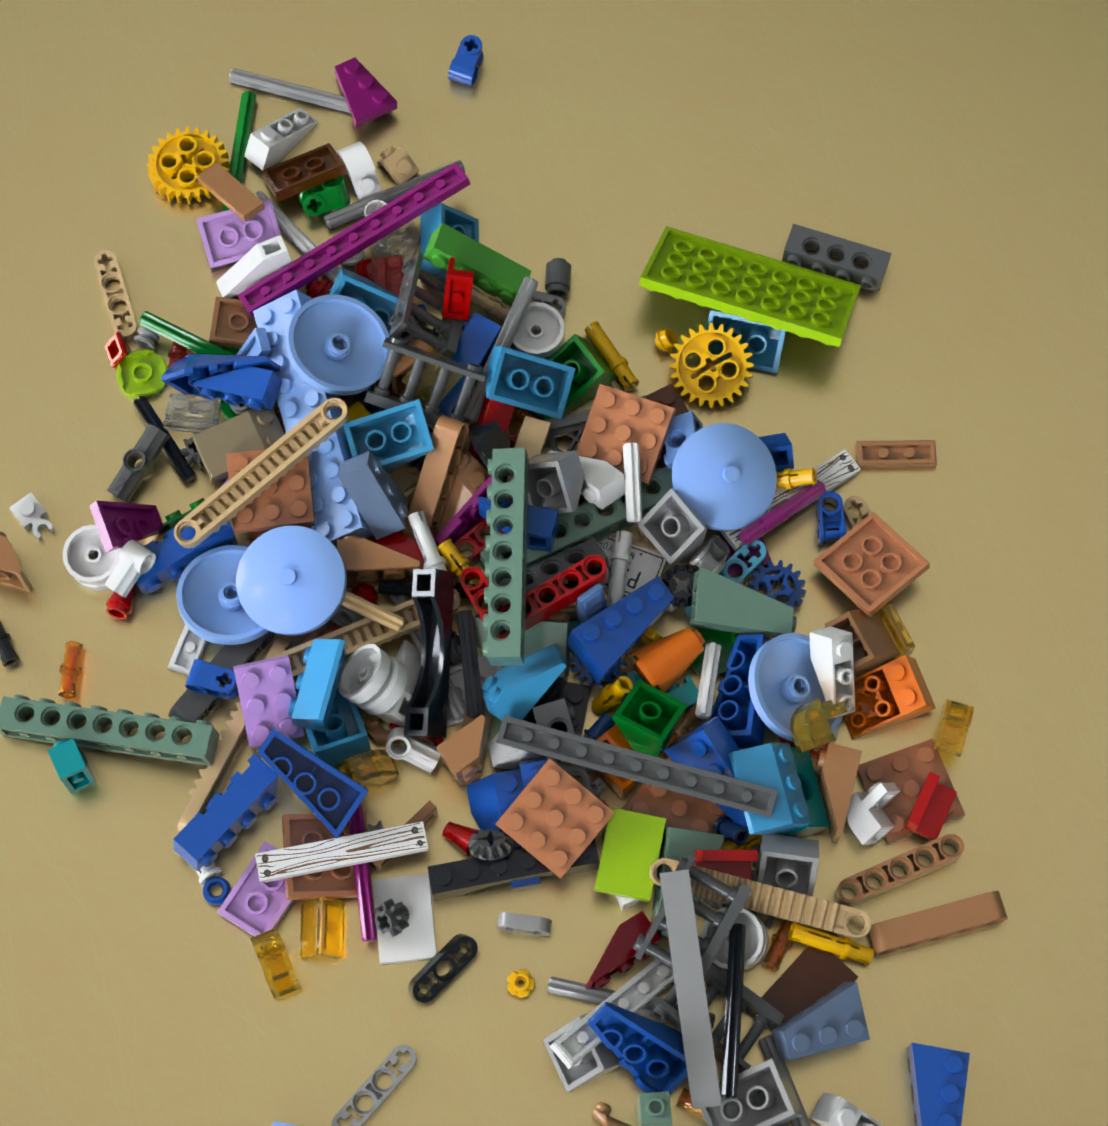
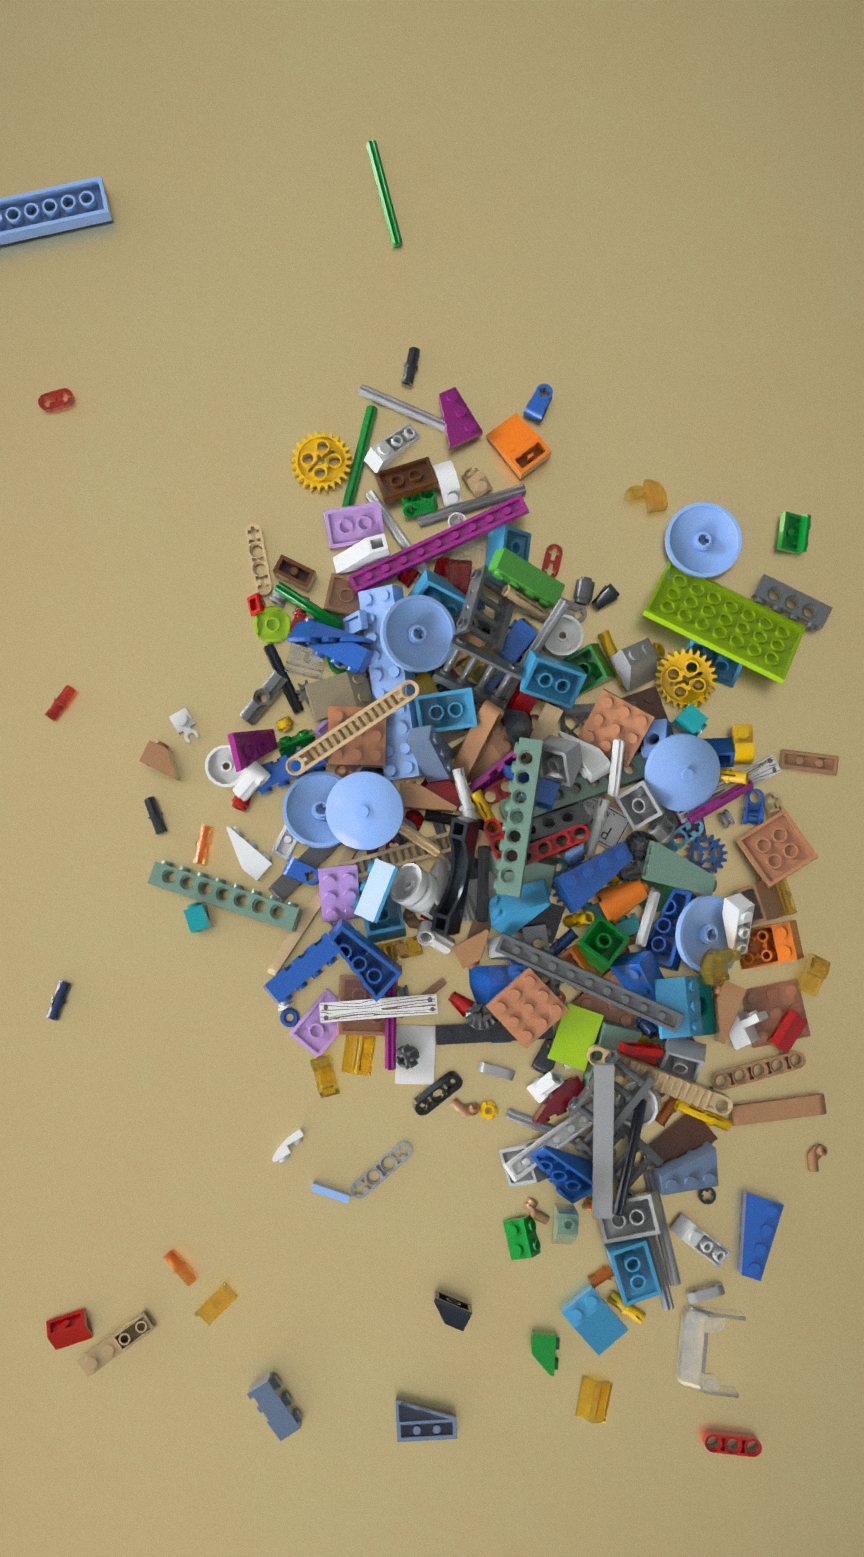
camera: 10 degrees right, 15 degrees up
(142, 680) = (250, 859): none -> white slope
(166, 301) = (294, 573): none -> reddish brown brick
(171, 495) = (284, 723): none -> yellow plate
(225, 1083) = (283, 1151): none -> white slope
(230, 192) = (351, 493): medium nougat tile -> none
(294, 41) = (410, 366): none -> black axle
(449, 115) = (519, 445): none -> orange slope
(457, 292) = (509, 605): red panel -> none
(486, 987) = (465, 1109): none -> medium nougat arm
(516, 249) = (556, 563): none -> clear red beam
(589, 280) = (605, 597): none -> black cone
(591, 903) = (541, 1062): none -> black piece
(593, 936) = (543, 1086): none -> white piece
(630, 149) = (652, 493): none -> clear yellow brick
(640, 354) = (636, 664): none -> light grey slope
(673, 622) = (630, 872): none -> dark grey gear
(706, 195) = (703, 540): none -> light blue dish
(725, 405) = (690, 721): none -> teal arch
(796, 539) = (726, 818): none -> light grey bush
(803, 438) = (743, 744): none -> yellow brick
(824, 173) = (793, 532): none -> green bracket
(854, 1053) = (707, 1201): none -> black bush
(1002, 982) = (814, 1155): none -> medium nougat arm

